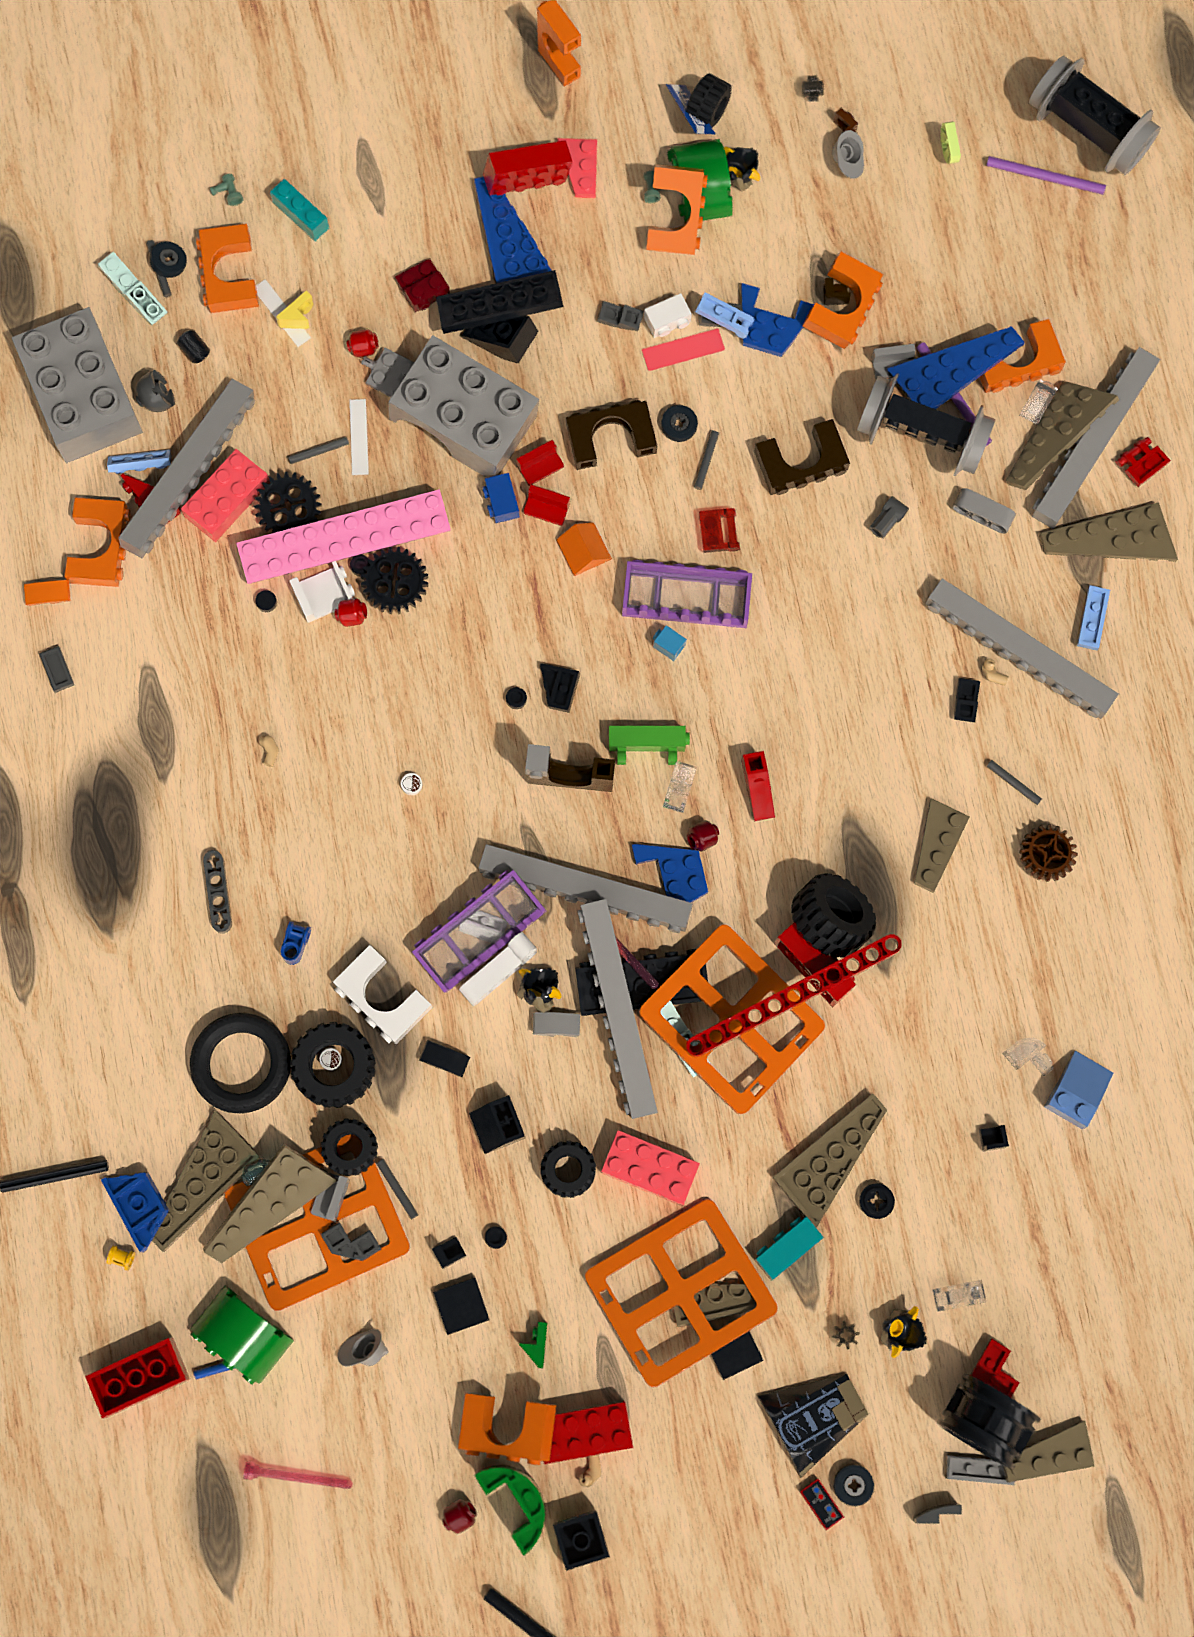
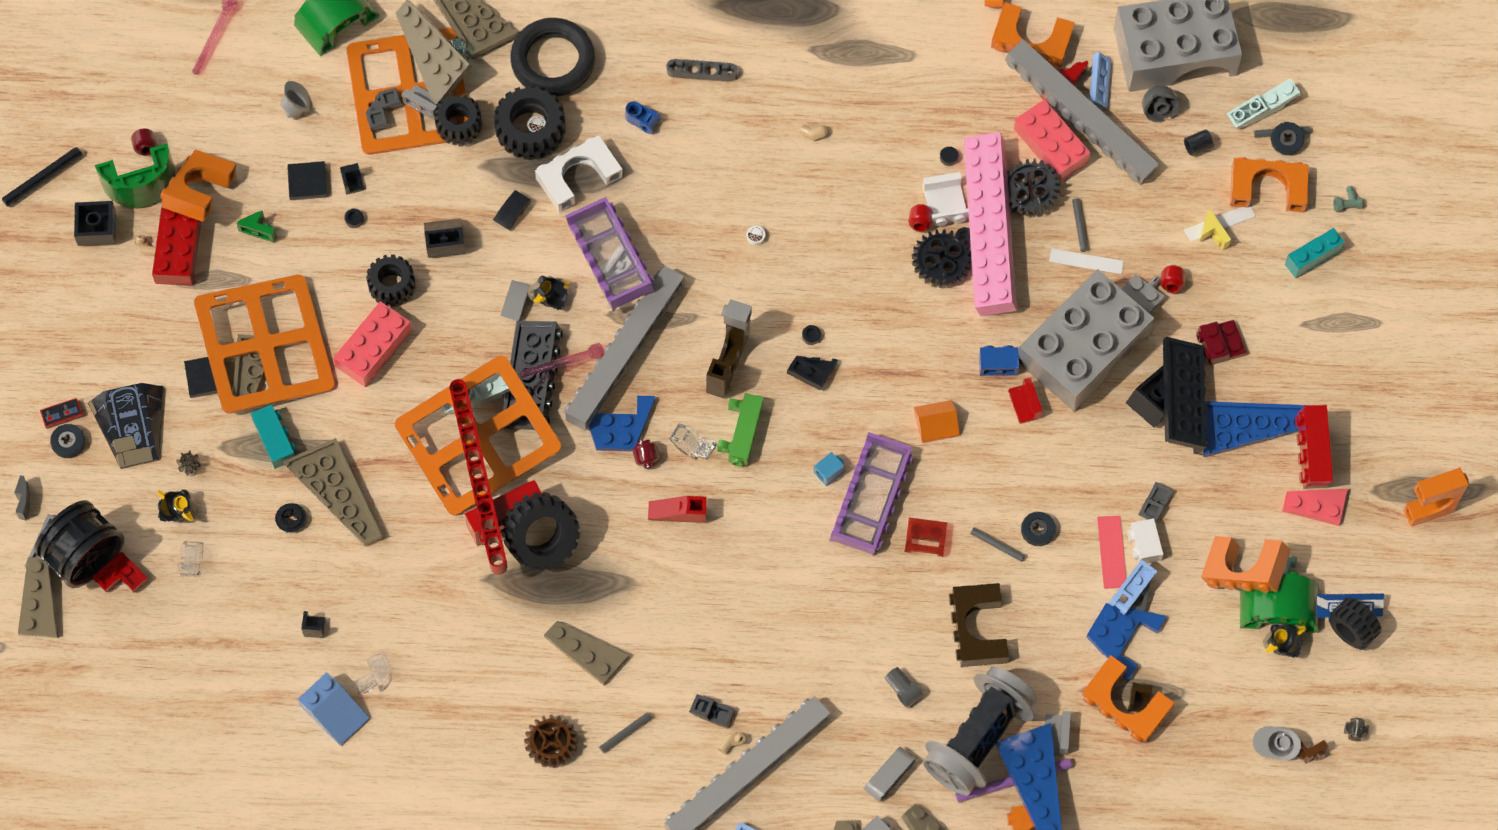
camera: 105 degrees right, 10 degrees down
(397, 1189) = (416, 153): dark grey bar -> none
(486, 980) = (582, 279): white beam -> none
(546, 505) = (983, 398): red panel -> none
(618, 1008) = (512, 344): light grey brick -> none
(633, 417) = (1049, 443): dark brown arch -> none

